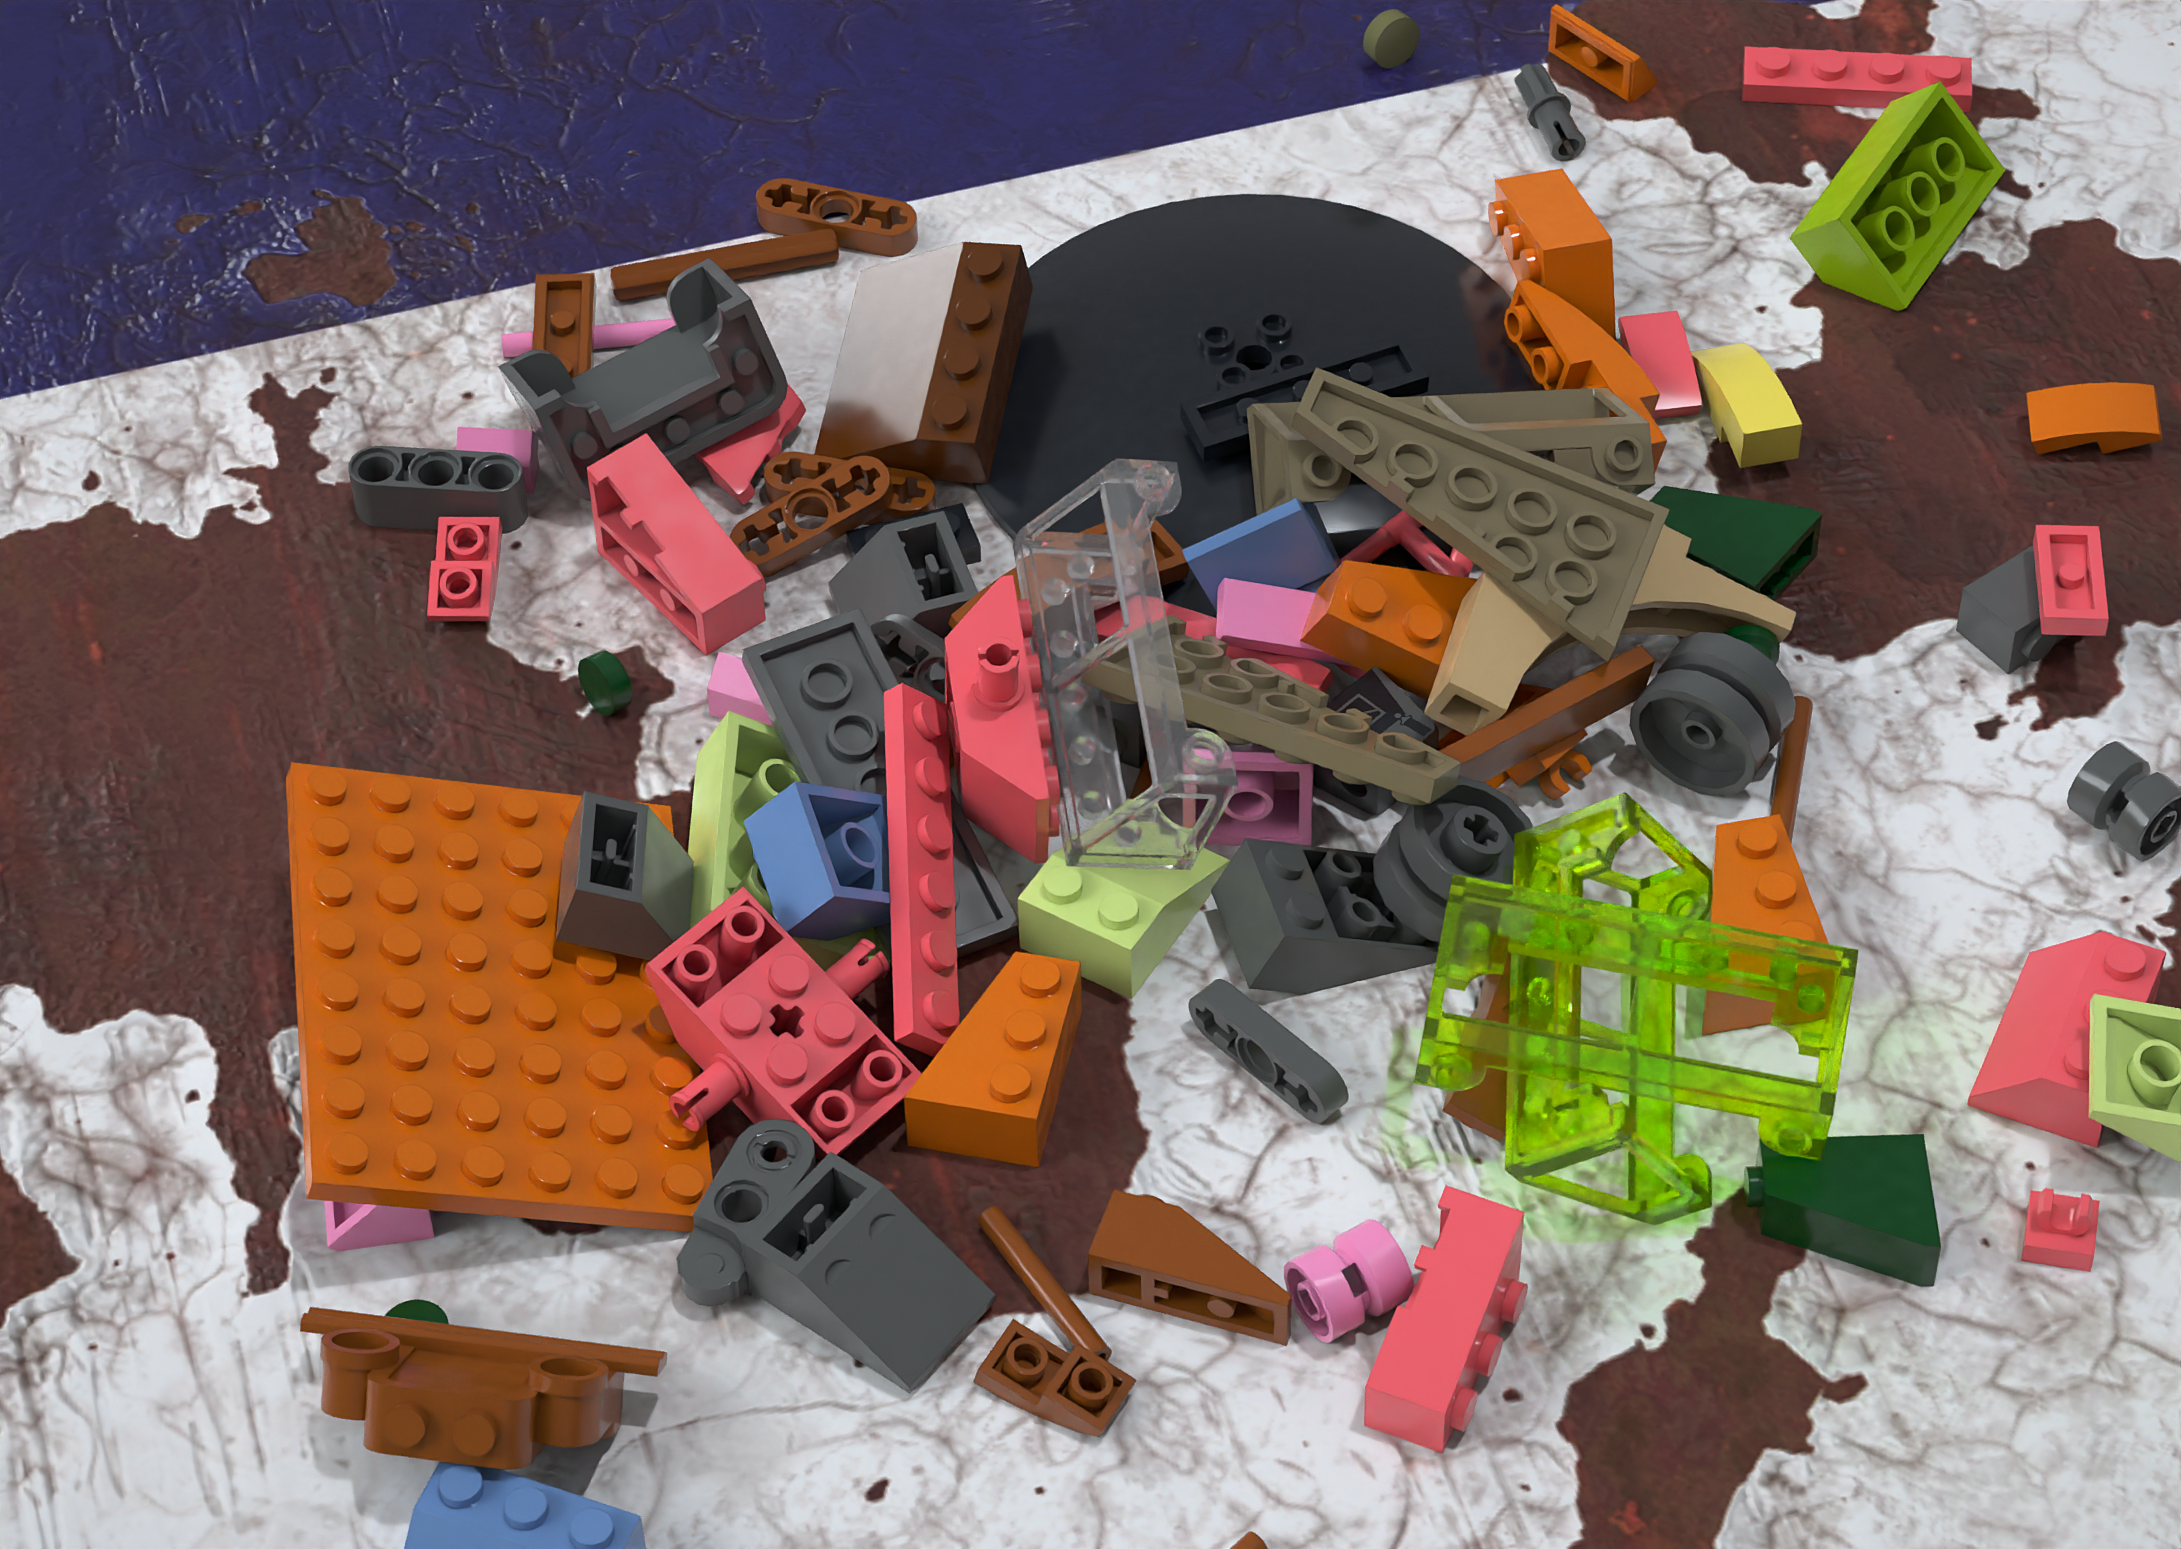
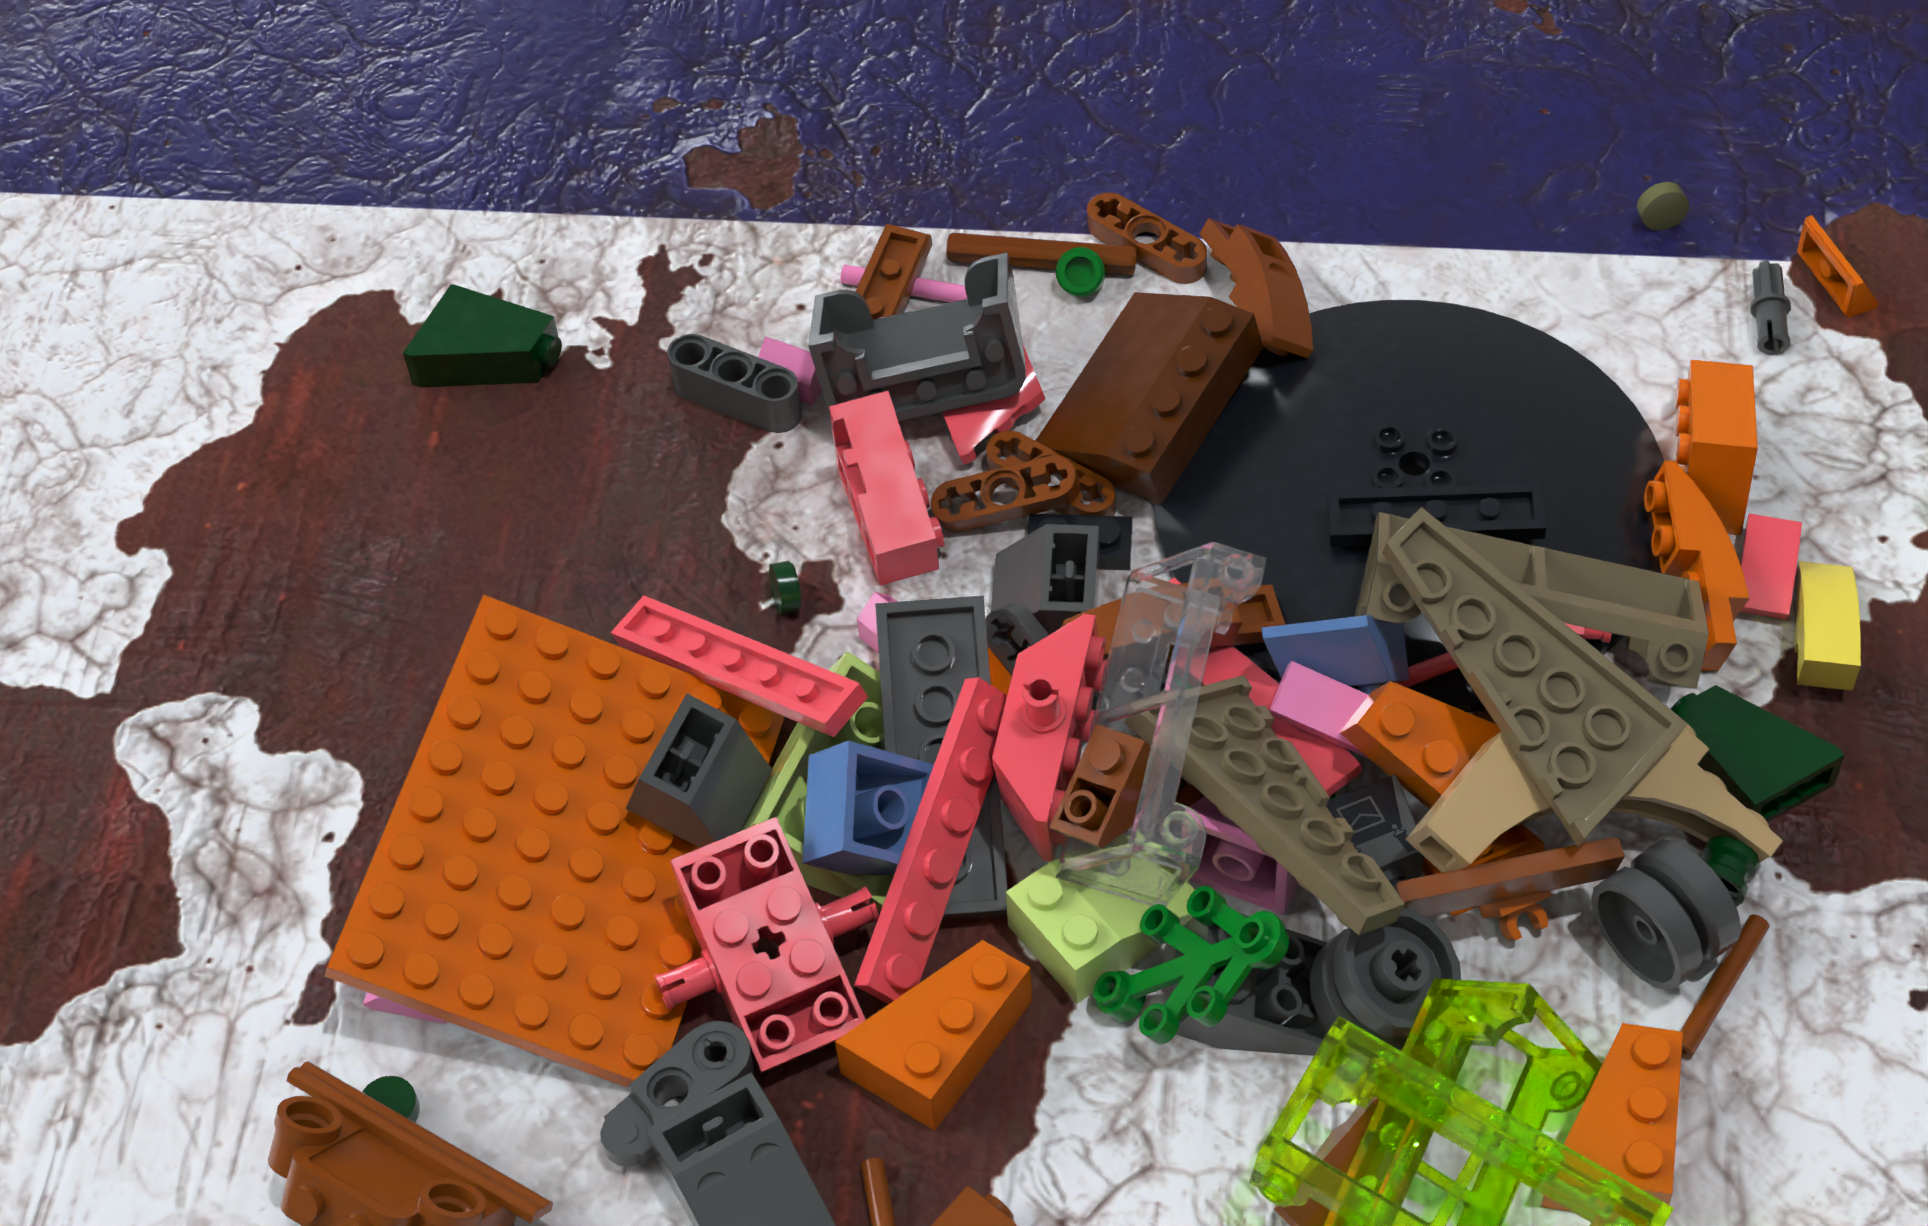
camera: 25 degrees right, 5 degrees up
(111, 528) = (481, 342): none -> dark green slope
(465, 569) = (729, 456): coral slope -> none
(617, 760) = (741, 665): none -> coral plate
(781, 270) = (1080, 272): none -> green tile
(1000, 215) = (1264, 285): none -> dark orange slope
(1099, 743) = (1103, 788): none -> dark orange slope
(1268, 1051) = (1160, 1098): dark grey beam -> none
(1314, 854) = (1255, 943): none -> green plant

